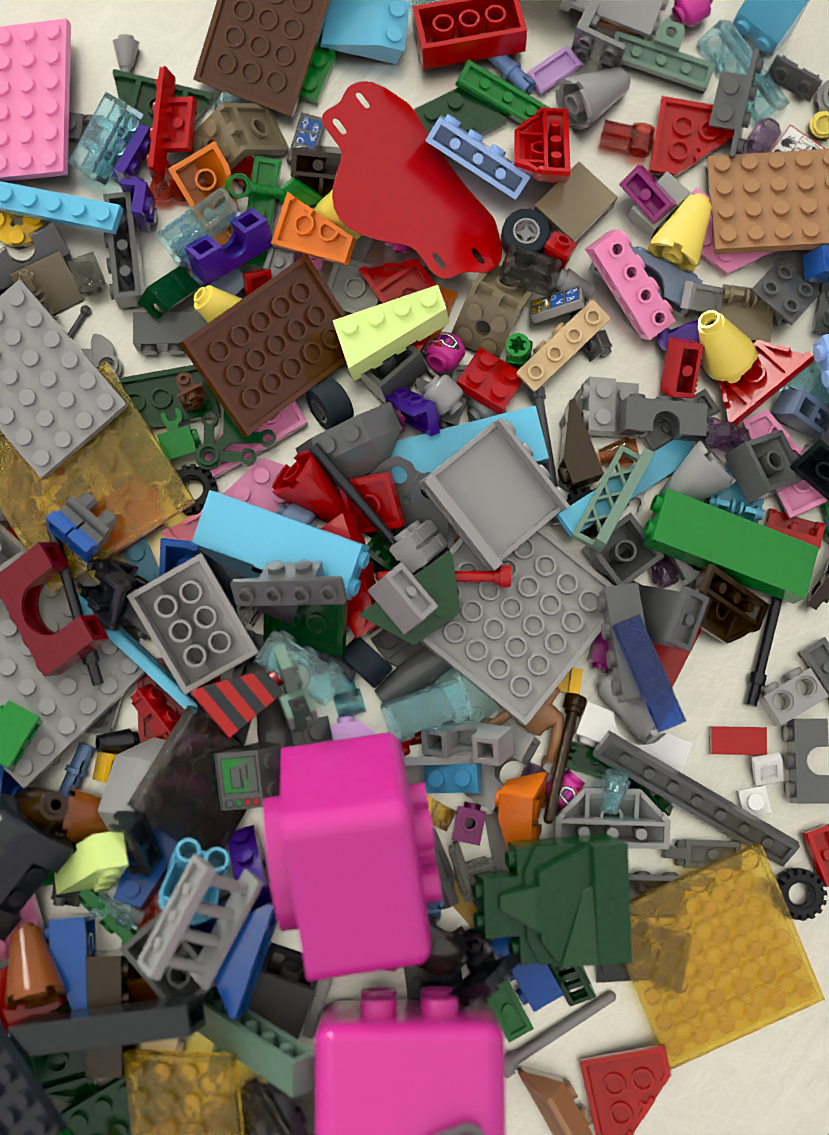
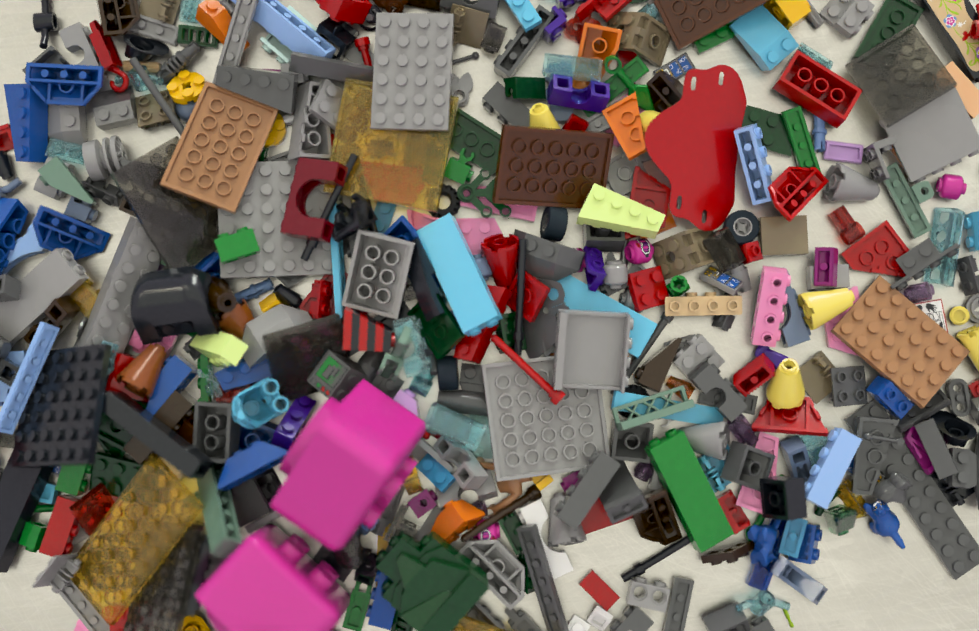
camera: 50 degrees right, 5 degrees up
(80, 528) = (366, 172): hips -> none
(140, 841) = (252, 359): black hinge -> none
(180, 910) = (238, 414): light grey fence -> none
(191, 395) = (487, 154): reddish brown hinge -> none
(290, 585) = (443, 301): dark grey bracket -> none
(402, 598) = (493, 361): light grey panel -> none
(418, 544) = (528, 339): light grey brick -> none
(440, 583) = (500, 370): dark green wing -> none
(485, 980) = (356, 586): black plate -> none
(614, 788) = (510, 555): clear light blue cone -> none
(649, 673) = (581, 515): clear blue tile -> none
(702, 297) = (801, 348): light grey tile -> none

